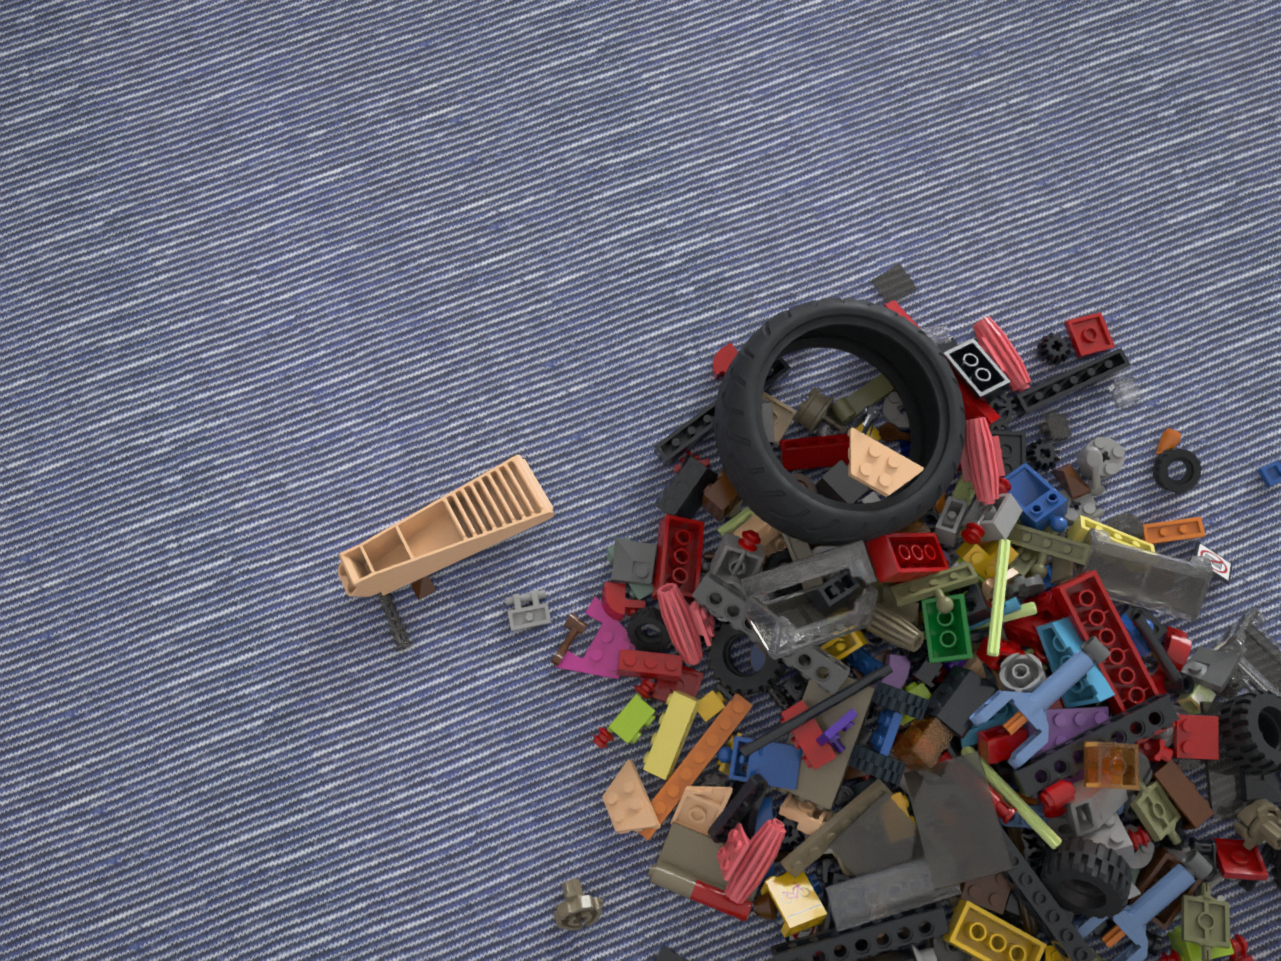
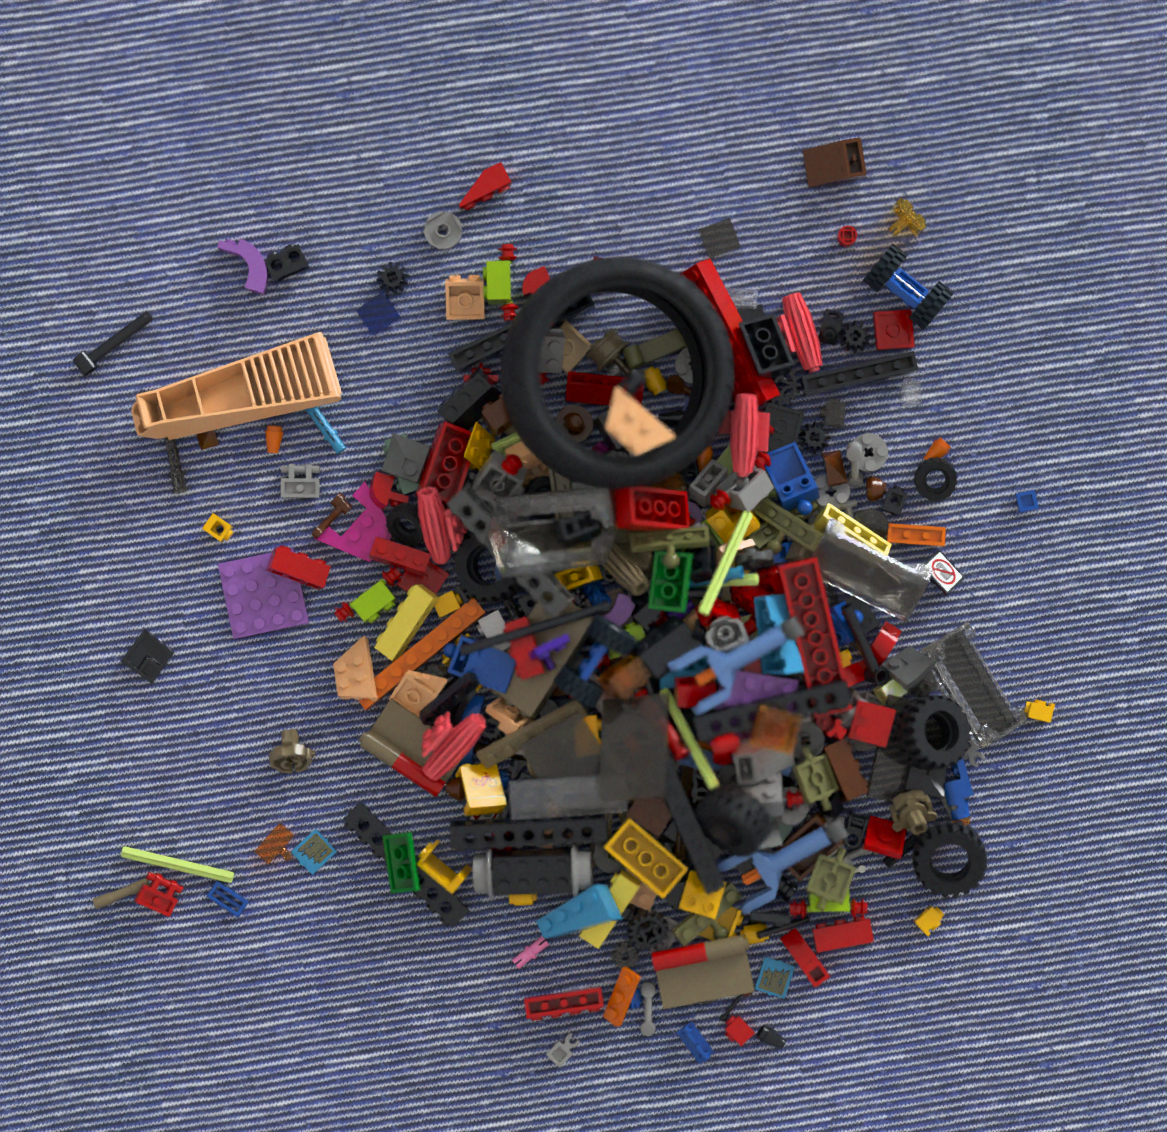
camera: 10 degrees right, 10 degrees up
(283, 534) = (87, 362): none -> black piece
(401, 832) = (147, 656): none -> black plate
(444, 410) = (258, 271): none -> medium lavender arch
(445, 673) = (212, 525): none -> yellow brick
(474, 398) = (288, 268): none -> black brick
(491, 569) = (273, 438): none -> orange cone
(512, 737) = (260, 599): none -> medium lavender plate
(545, 700) = (298, 567): none -> red brick
(561, 566) = (338, 445): none -> dark azure pin
(573, 425) = (378, 313): none -> clear blue piece
(586, 391) = (395, 284): none -> black gear
(621, 342) = (441, 241): none -> light grey plate
(657, 276) = (489, 182): none -> red slope
(657, 391) = (464, 298): none -> light nougat plate
(689, 368) = (499, 282): none -> lime brick
(706, 535) = (479, 447): none -> yellow hinge
(763, 720) = (491, 626): none -> white brick
(989, 190) = (835, 163): none -> reddish brown slope
(1015, 257) = (844, 237): none -> red wheel
(1028, 345) = (830, 327): none -> black bracket
(1075, 225) = (907, 218): none -> clear yellow plate
(1117, 493) = (875, 488): none -> reddish brown cone
(1120, 303) = (907, 287): none -> black plate
(1146, 497) = (894, 509): none -> black brick

